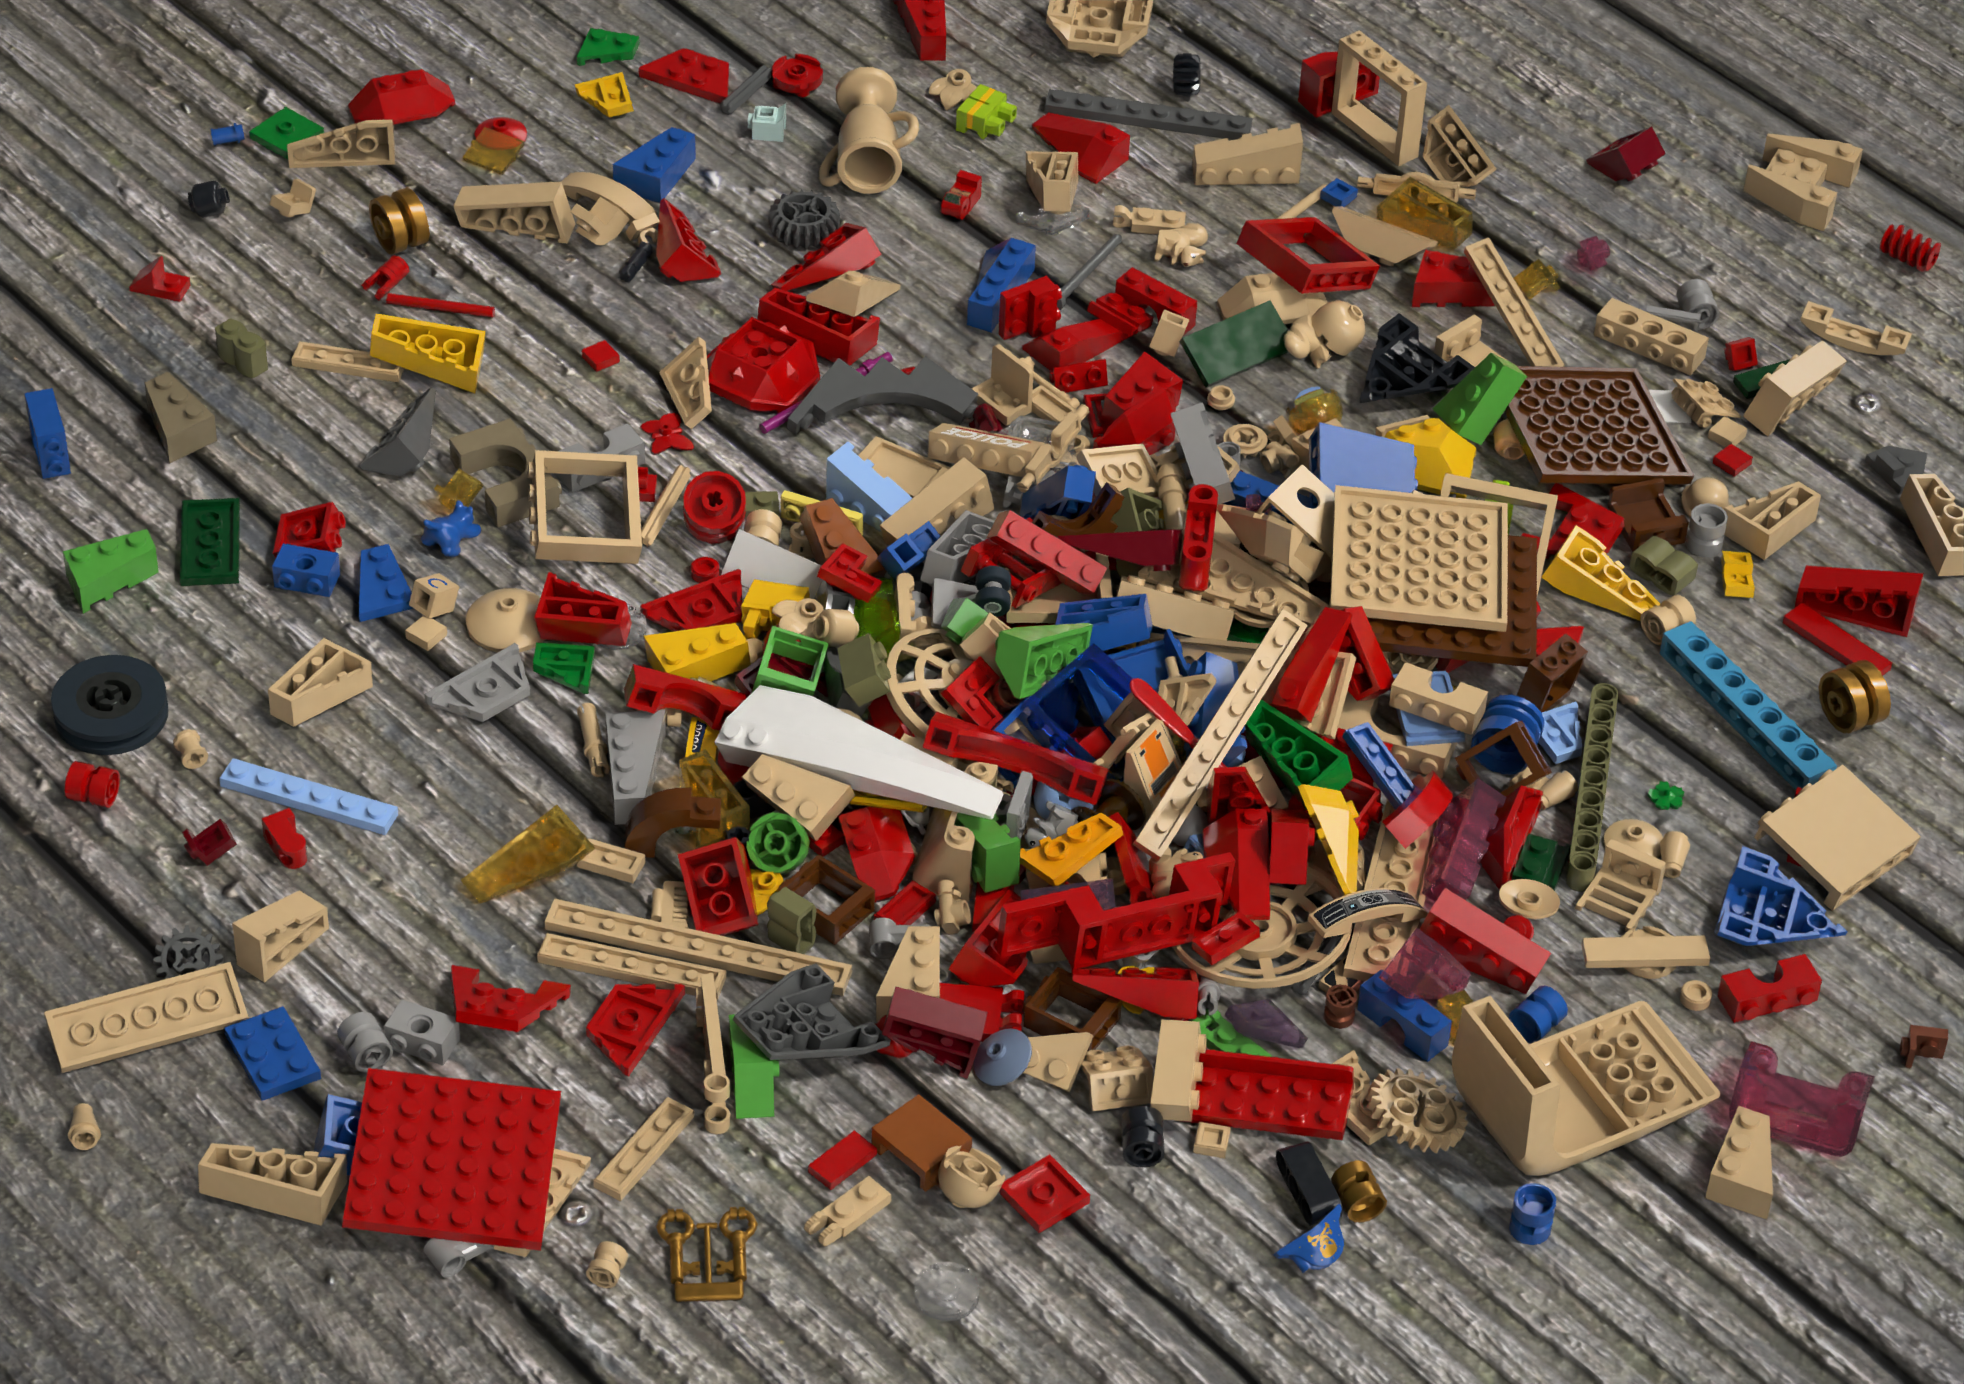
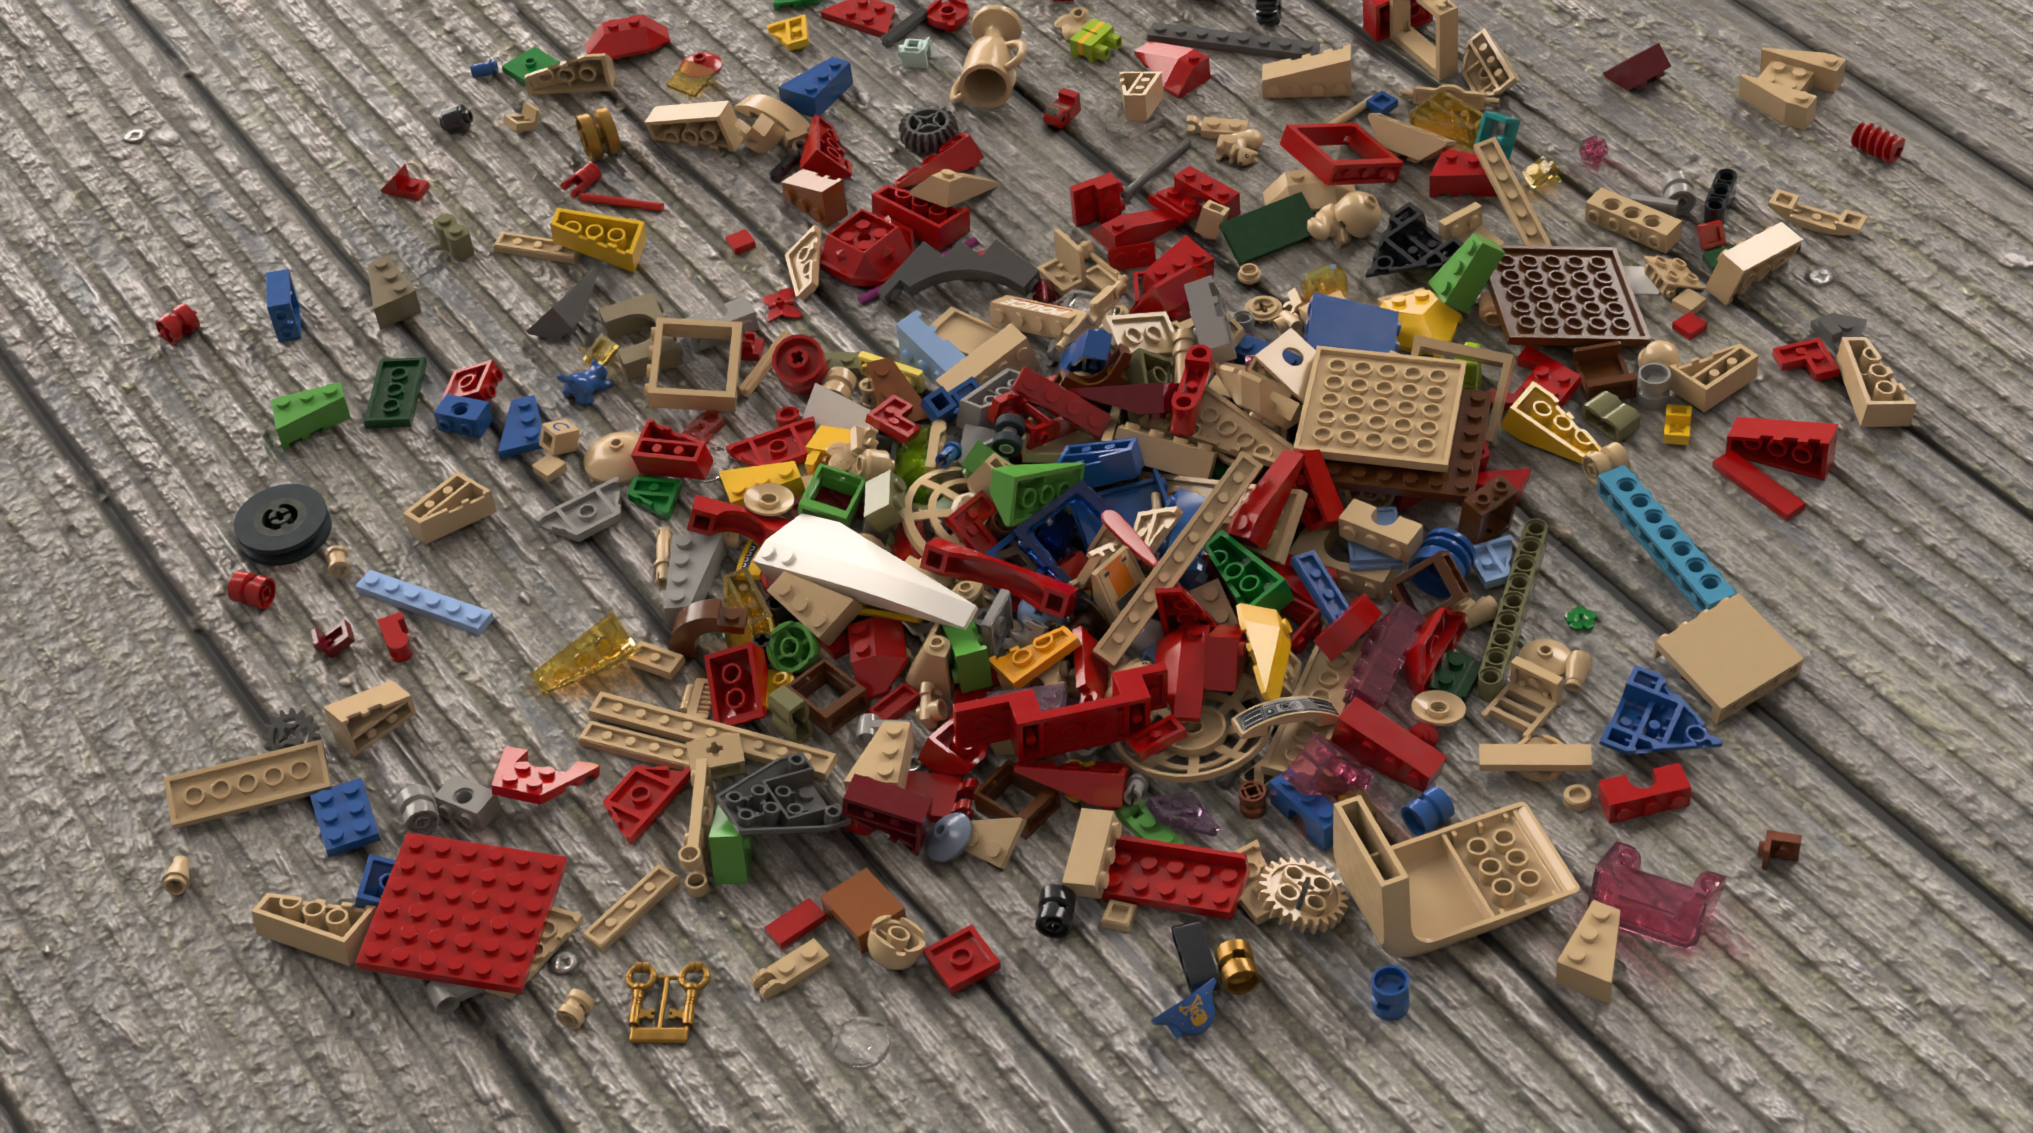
camera: 15 degrees right, 0 degrees up
(613, 576) = (709, 422): none -> clear red plate
(685, 300) = (816, 196): none -> dark orange wedge
(716, 669) = (768, 499): none -> tan dish
(724, 961) = (729, 750): none -> tan brick
(819, 597) = (863, 439): none -> tan tile
(926, 611) = (951, 452): none -> blue pin
(1002, 269) = (1086, 164): blue wedge -> none
(1118, 1078) = (1042, 857): tan bracket -> none
(1481, 224) = (1501, 127): none -> teal window
(1744, 309) = (1720, 196): none -> black beam
(1854, 696) = (1762, 532): pearl gold wheel -> none
(1869, 492) = (1809, 354): none -> red plate

